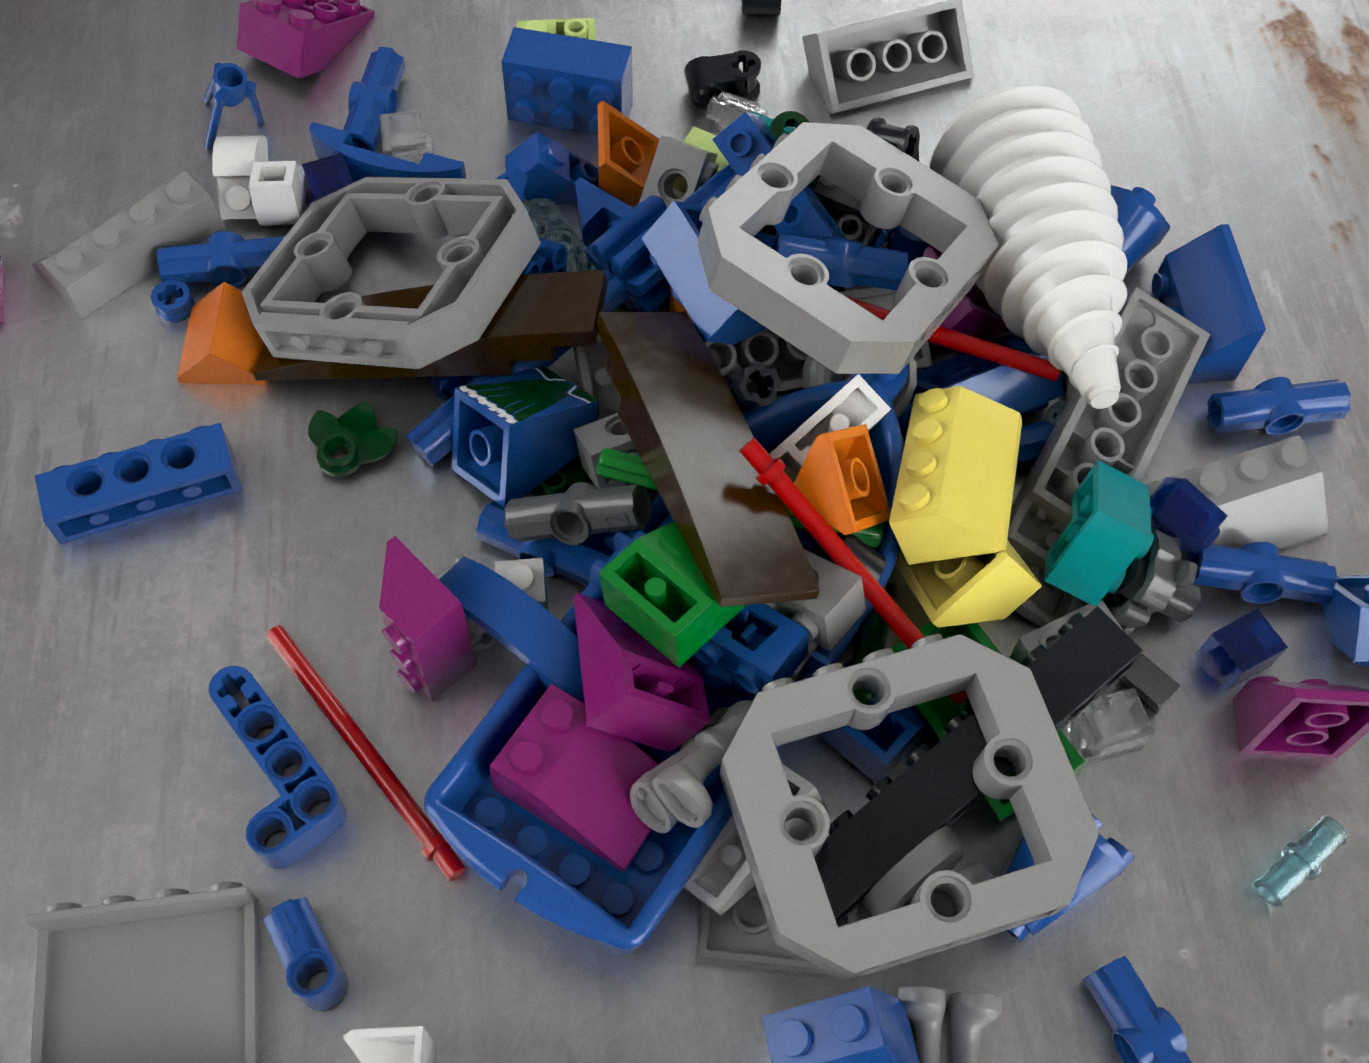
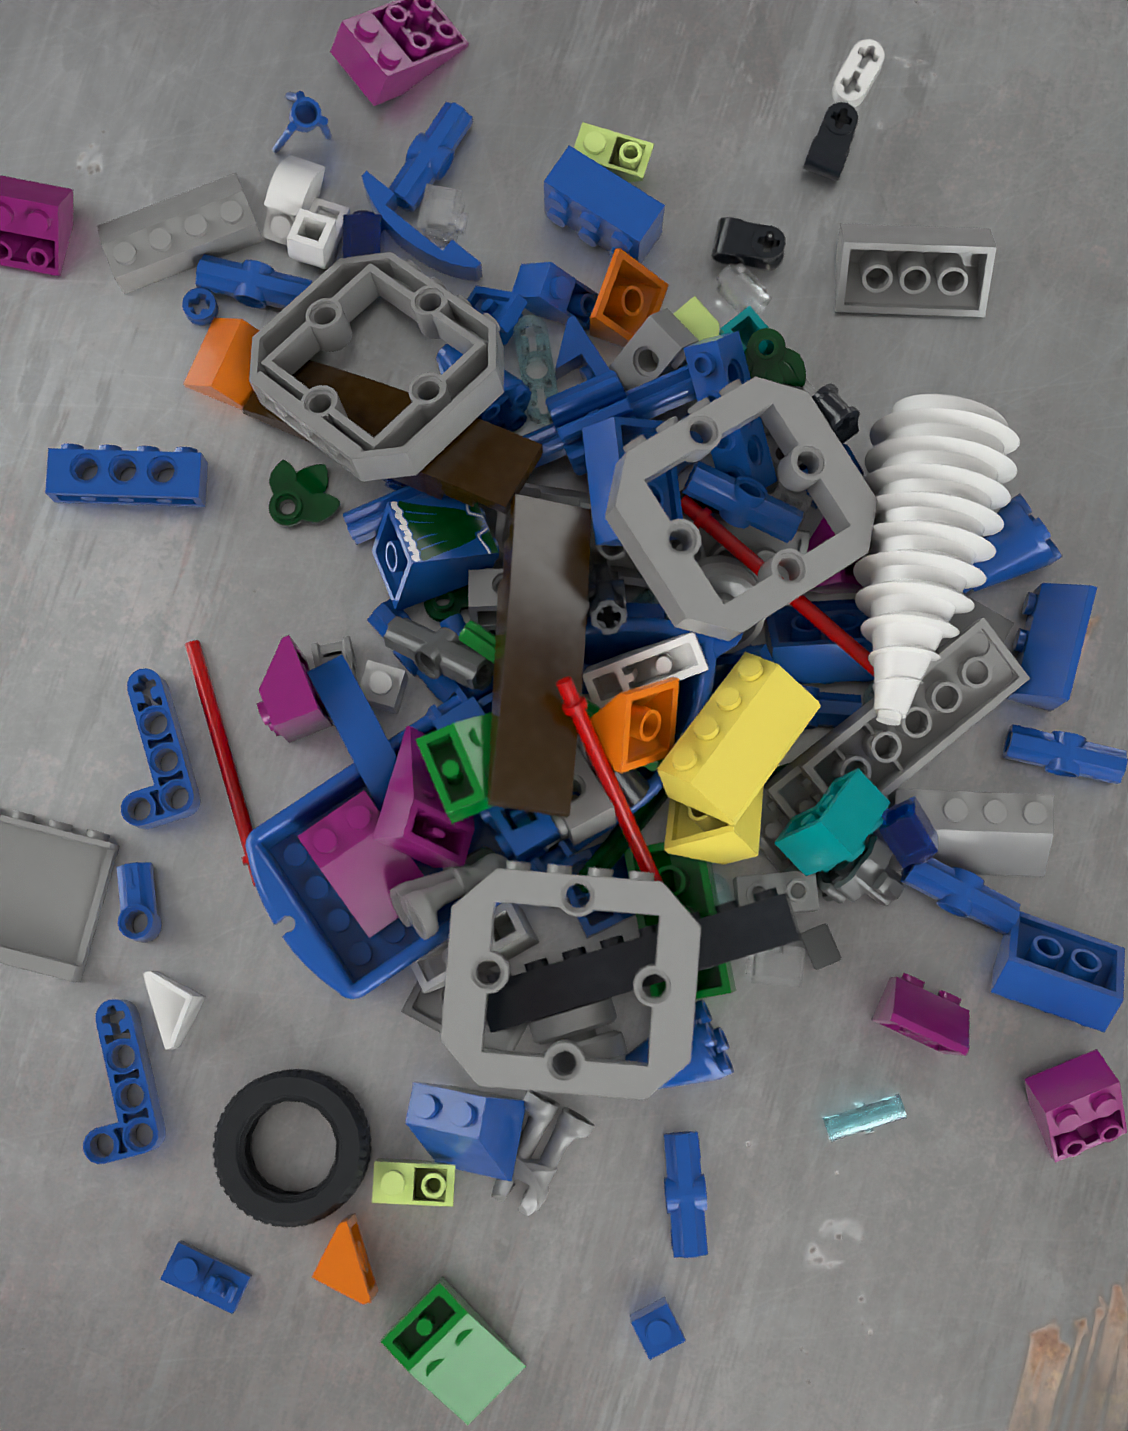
camera: 25 degrees right, 20 degrees up
(1241, 650) = (910, 946): clear blue brick -> none

